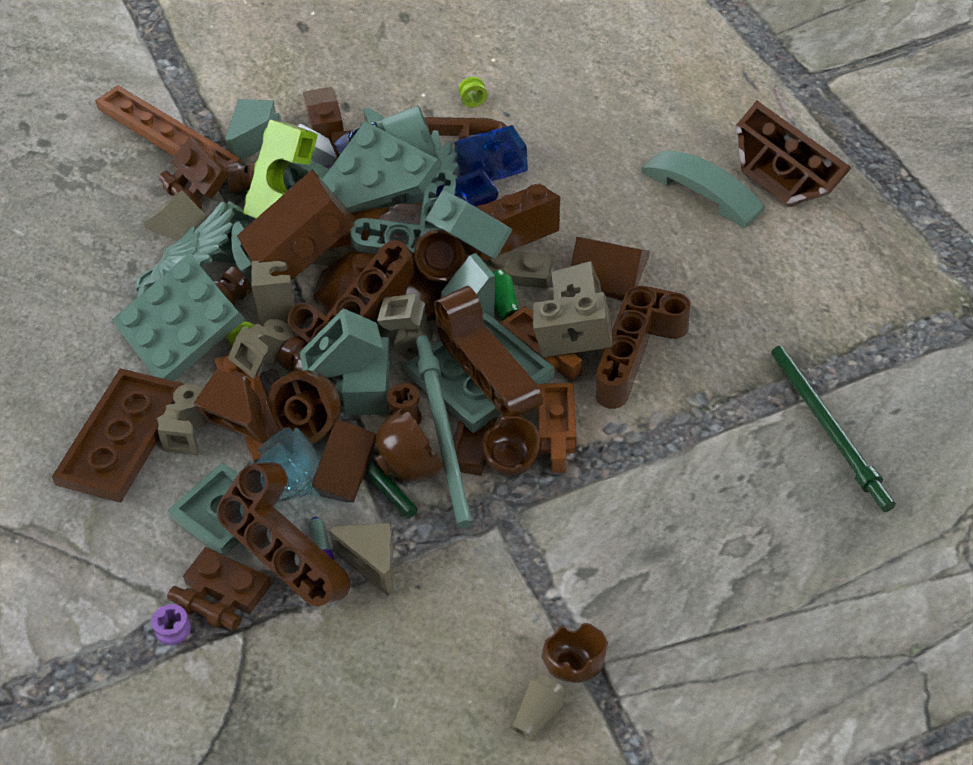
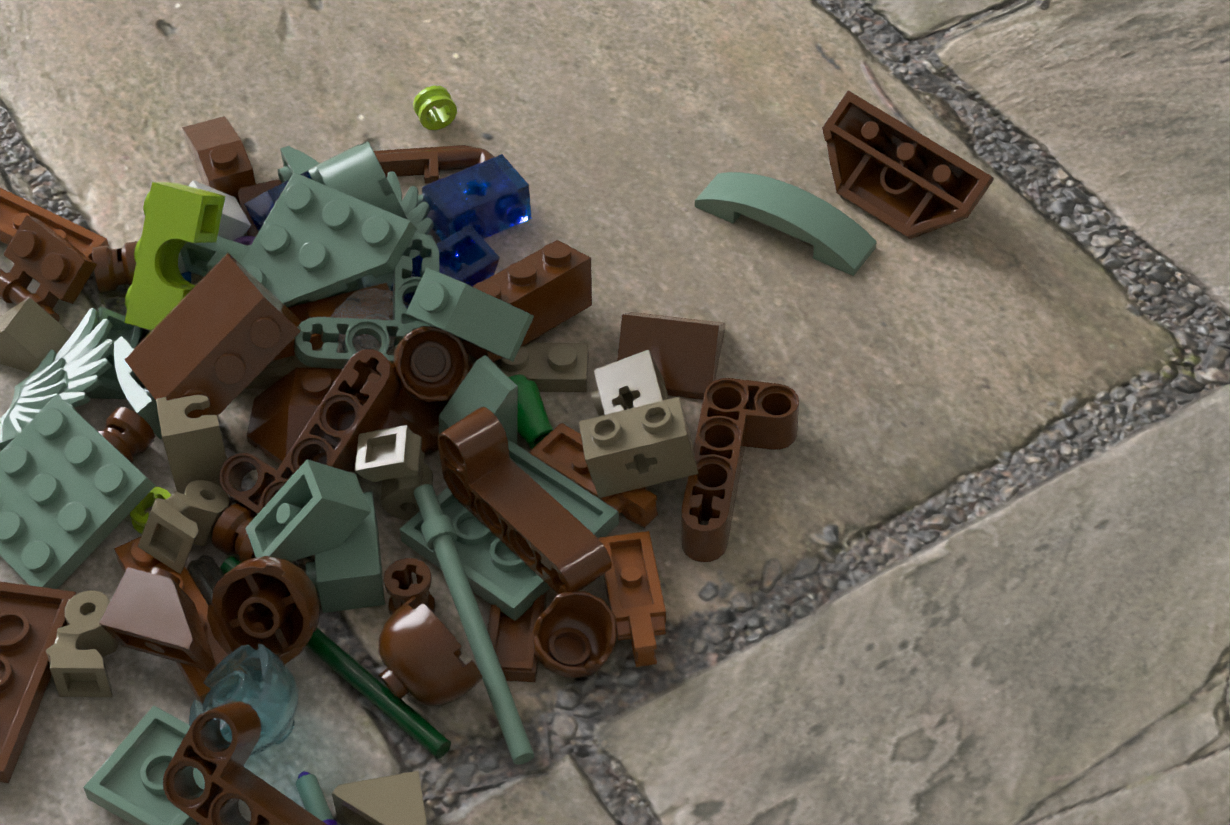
camera: 10 degrees left, 0 degrees up
(248, 126) = (116, 188): sand green slope -> none
(344, 461) = (335, 685): reddish brown slope -> none
(866, 475) = (1078, 623): dark green bar -> none

